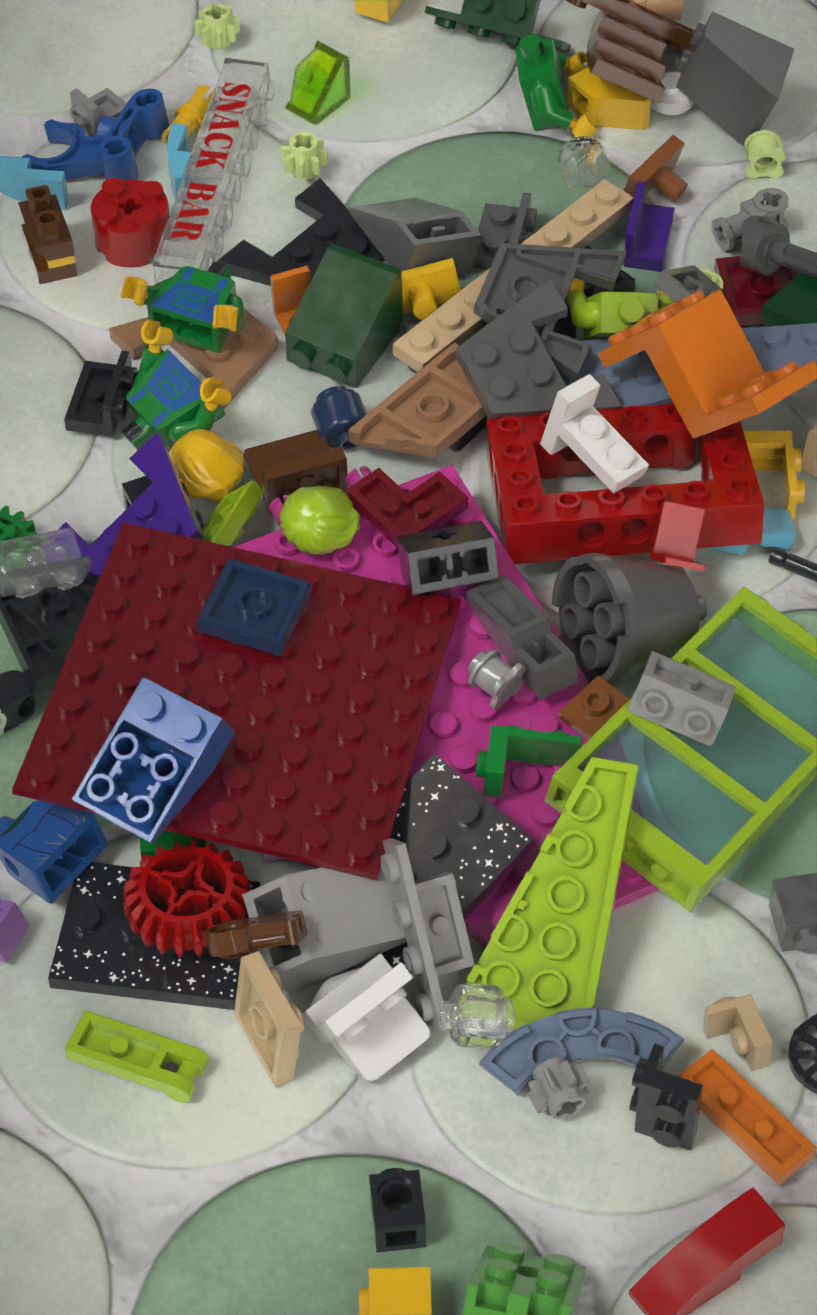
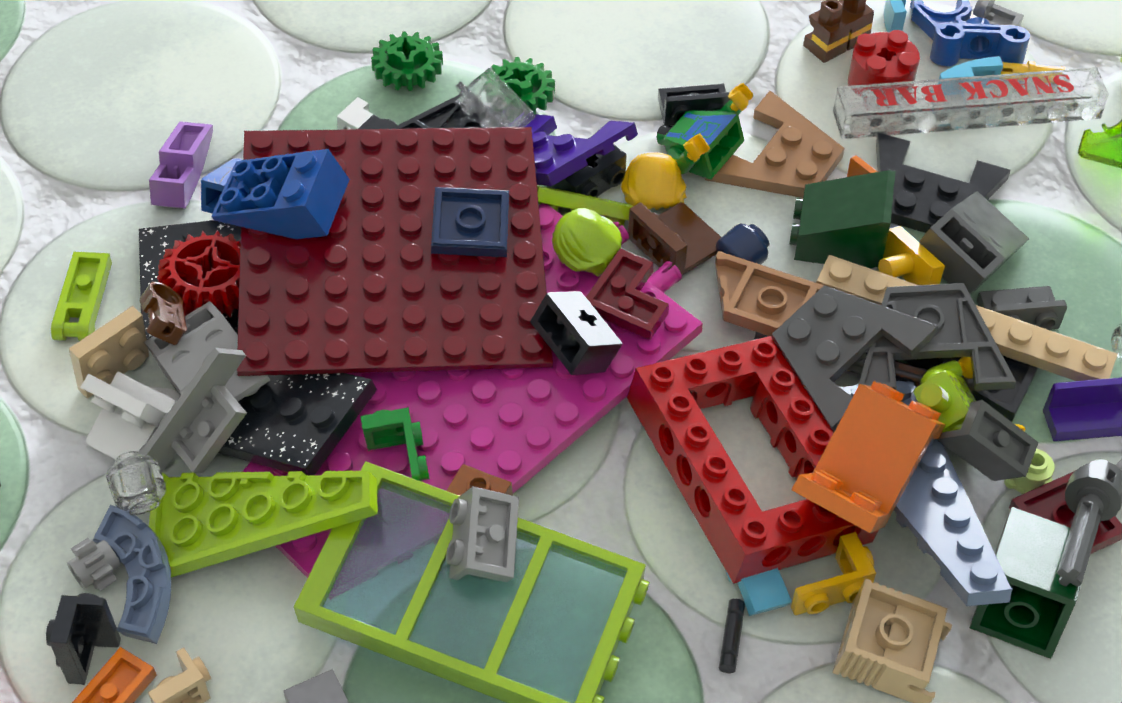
camera: 70 degrees right, 0 degrees up
(193, 304) = (800, 118): torso -> none
(304, 155) = (1027, 151): yellowish green gear -> none
(495, 677) = (473, 405): light grey brick -> none
(524, 636) = (524, 414): dark grey slope -> none
(594, 440) = (748, 395): white bracket -> none
(622, 611) = (588, 487): dark grey cone -> none
(677, 535) = (677, 500): bracket -> none

